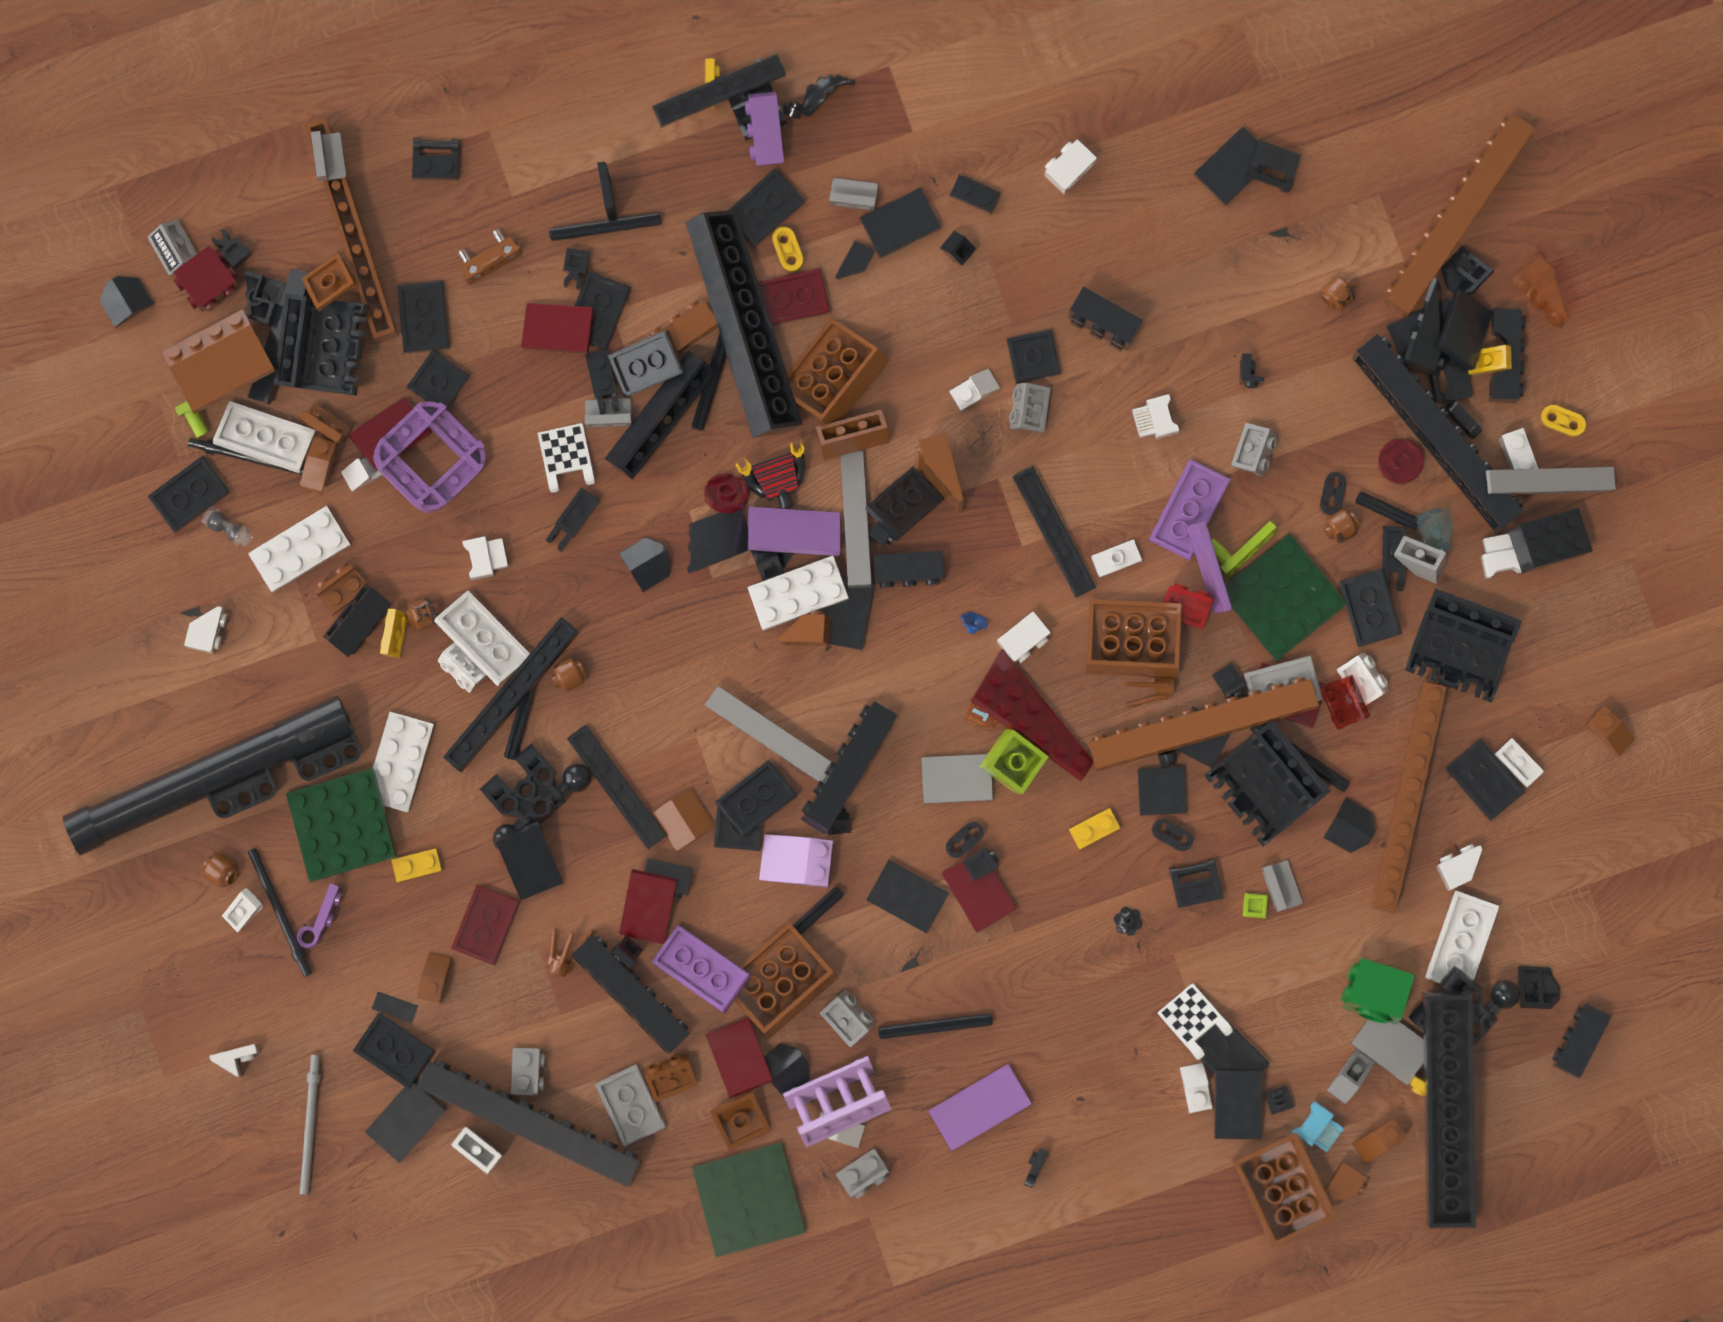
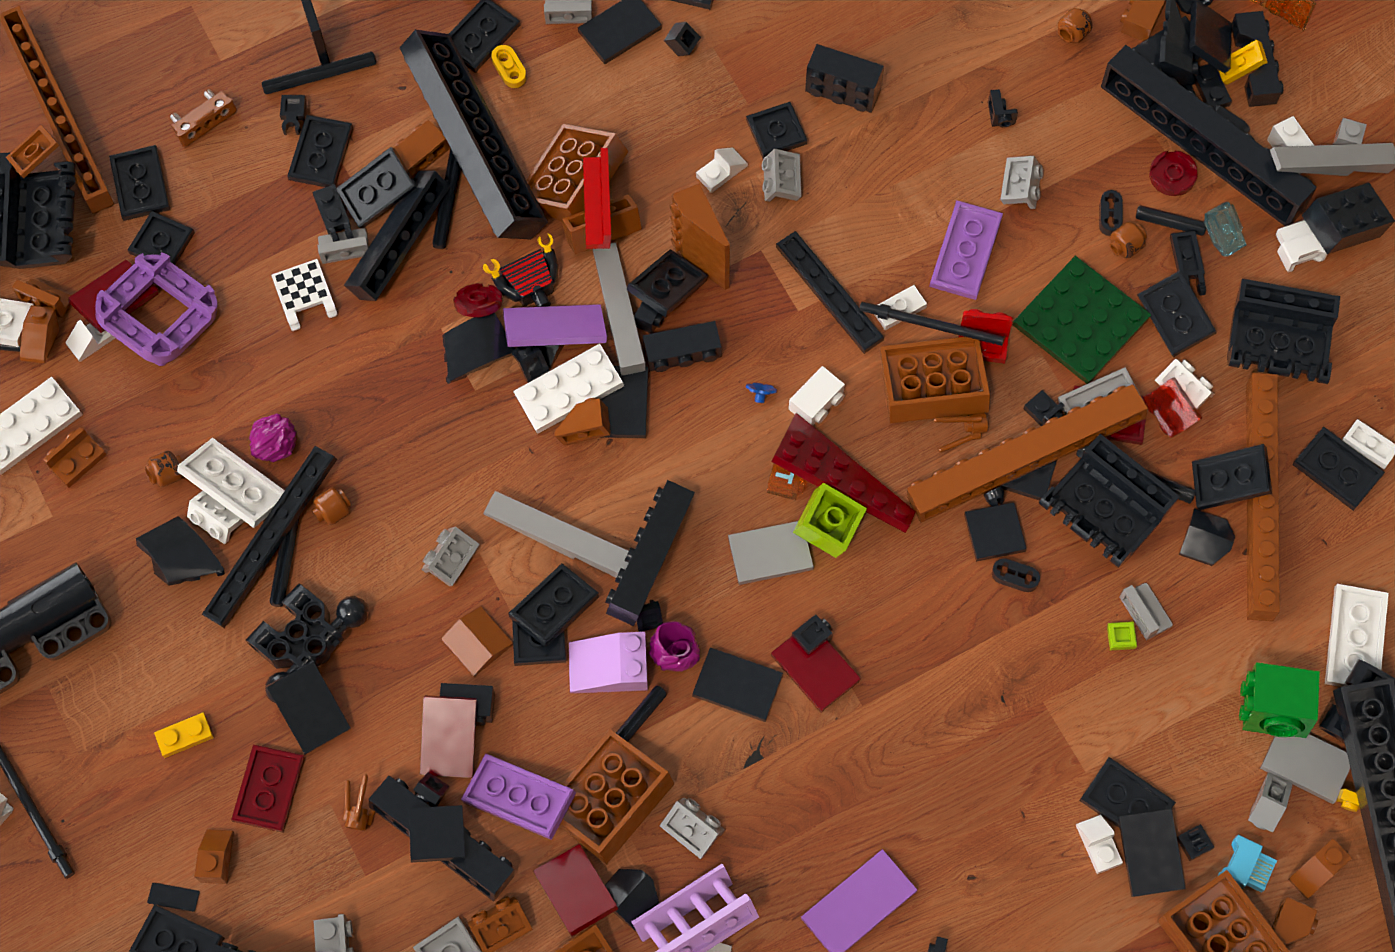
camera: 10 degrees left, 15 degrees down
(325, 916) = (82, 808): medium lavender plate -> none
(328, 156) = (23, 36): light grey panel -> none
(341, 825) = (94, 703): dark green plate -> none
(357, 620) = (94, 485): black brick -> none
(393, 633) = (135, 493): yellow plate -> none
(401, 759) = (153, 629): white plate -> none
(428, 697) = (178, 553): none -> black slope
(435, 167) = (138, 43): black plate -> none
(485, 557) = (227, 402): white piece -> none
(522, 601) = (272, 438): none -> magenta hair
(557, 328) = (280, 170): dark red tile -> none
(574, 517) = (318, 350): black hinge -> none
(616, 787) = (399, 618): black tile -> none
(627, 994) = (436, 834): none -> black tile
(647, 562) = (403, 384): black slope -> none
(669, 737) = (450, 555): none -> light grey bracket
(795, 296) = (524, 109): dark red tile -> none
(850, 419) = (597, 201): none -> red fence
(855, 261) = (580, 68): black tile -> none
(857, 857) = (674, 647): none -> magenta hair
(935, 1026) = (792, 820): black axle -> none
(961, 836) = (794, 618): black beam -> none
(1094, 829) = (929, 581): yellow plate -> none
(1101, 565) = (885, 312): none -> black bar
(1122, 925) = (984, 679): black plant -> none
(1155, 418) = (914, 167): white piece -> none
(1191, 1017) = (1078, 765): white flag -> none
(1199, 890) = (1056, 628): black plate -> none
(1209, 566) = (999, 290): medium lavender tile -> none
(1230, 563) = (1024, 291): lime piece -> none
(1383, 778) = (1231, 477): none -> black tile
(1421, 559) = (1219, 257): light grey slope -> none
(1459, 869) = (1335, 561): white slope -> none
(1562, 421) = (1328, 109): yellow plate -> none
(1573, 454) = (1349, 132): none -> light grey brick

